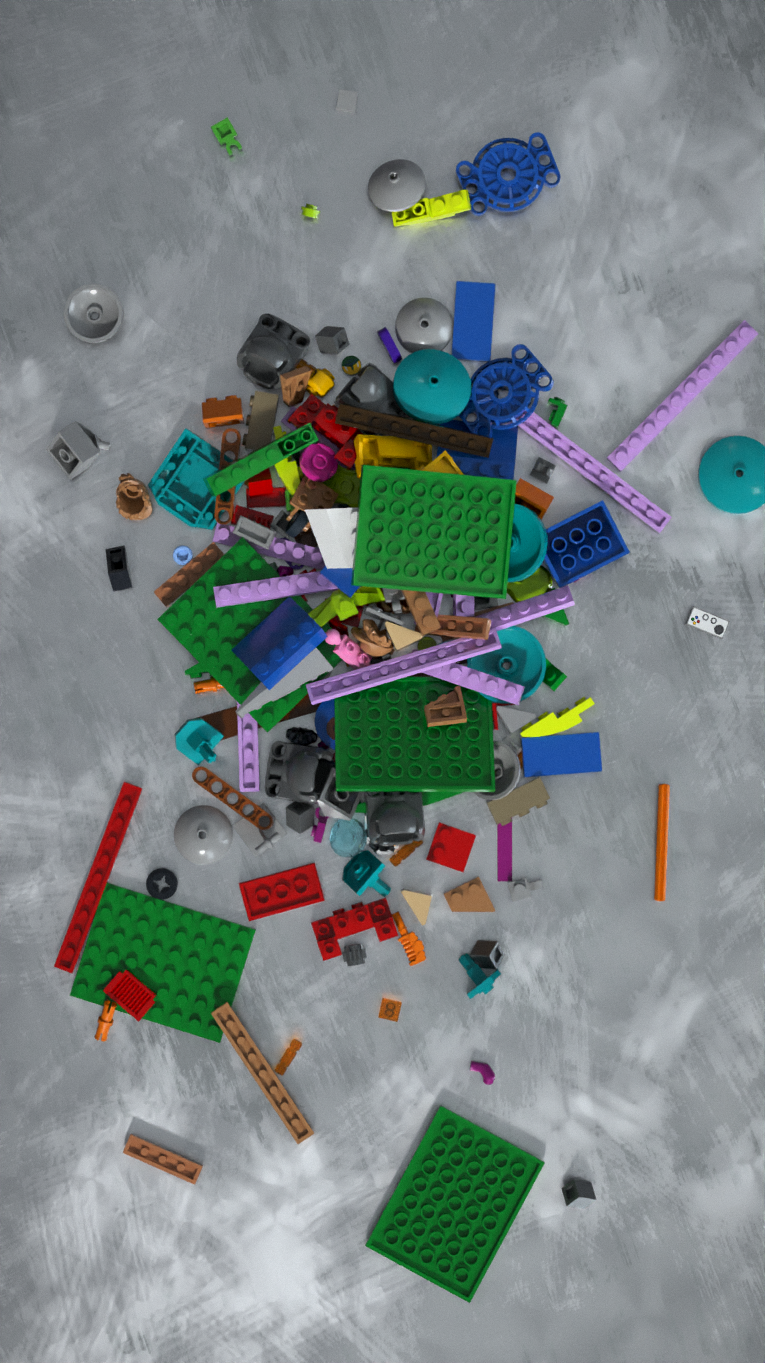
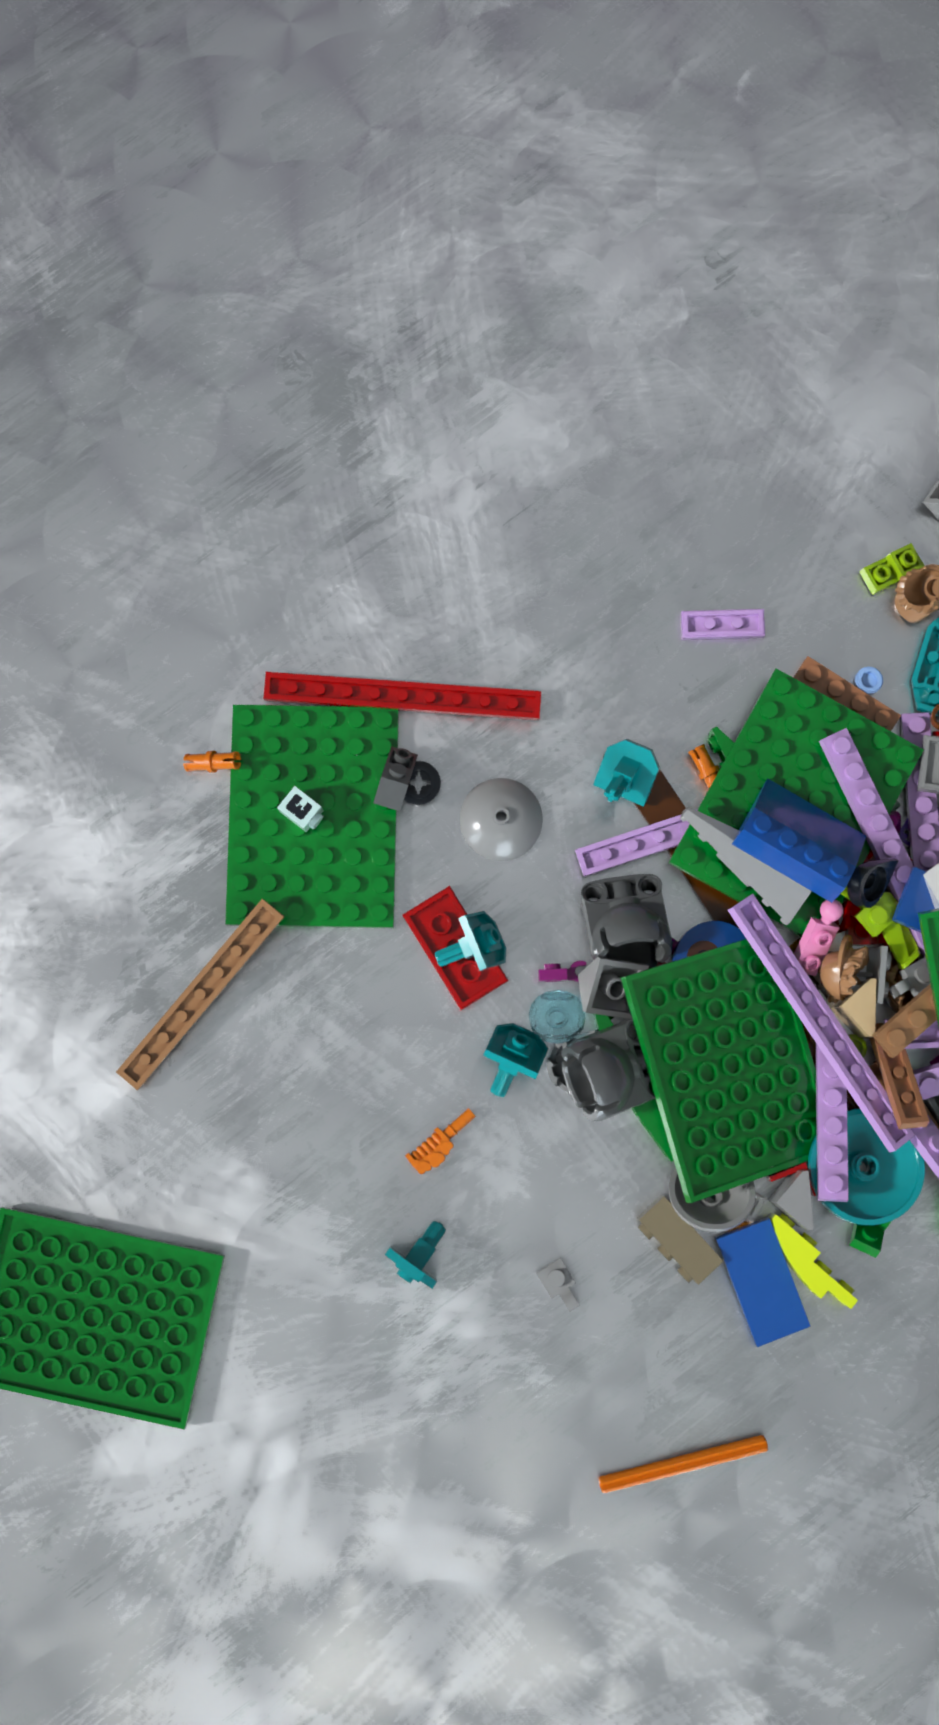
camera: 75 degrees right, 5 degrees down
(109, 514) = (890, 569): none -> lime slope
(113, 642) = (722, 624): none -> lavender tile
(118, 568) = (823, 600): black slope -> none
(130, 994) = (257, 784): red window -> none
(155, 899) = (395, 778): none -> dark grey slope
(158, 969) = (301, 809): none -> light aqua brick
(162, 1159) = (46, 894): nougat plate -> none
(239, 805) = (562, 857): dark orange beam -> none
(257, 839) = (530, 893): light grey plate -> none
(283, 873) = (480, 940): none -> teal piece
(288, 1057) = (232, 1023): clear orange axle -> none
(299, 816) = (566, 941): dark grey panel -> none
(301, 736) = (677, 911): black gear -> none
(321, 606) = (870, 881): none -> black piece
(352, 921) = (443, 1056): red bracket -> none
(354, 955) = (398, 1073): dark grey gear -> none
(390, 1009) = (336, 1145): clear orange tile -> none
(404, 852) = (560, 1101): clear orange axle -> none
(419, 903) = (496, 1142): tan slope -> none
(446, 709) = (778, 1100): medium nougat wing -> none
(451, 847) = (585, 1164): red plate -> none
(469, 897) = (523, 1211): medium nougat wing -> none
(485, 1070) = (290, 1304): magenta arm -> none
(487, 954) = (453, 1260): dark grey panel -> none
(504, 852) = (601, 1241): magenta sticker -> none
(578, 1194) = (153, 1491): dark grey panel -> none

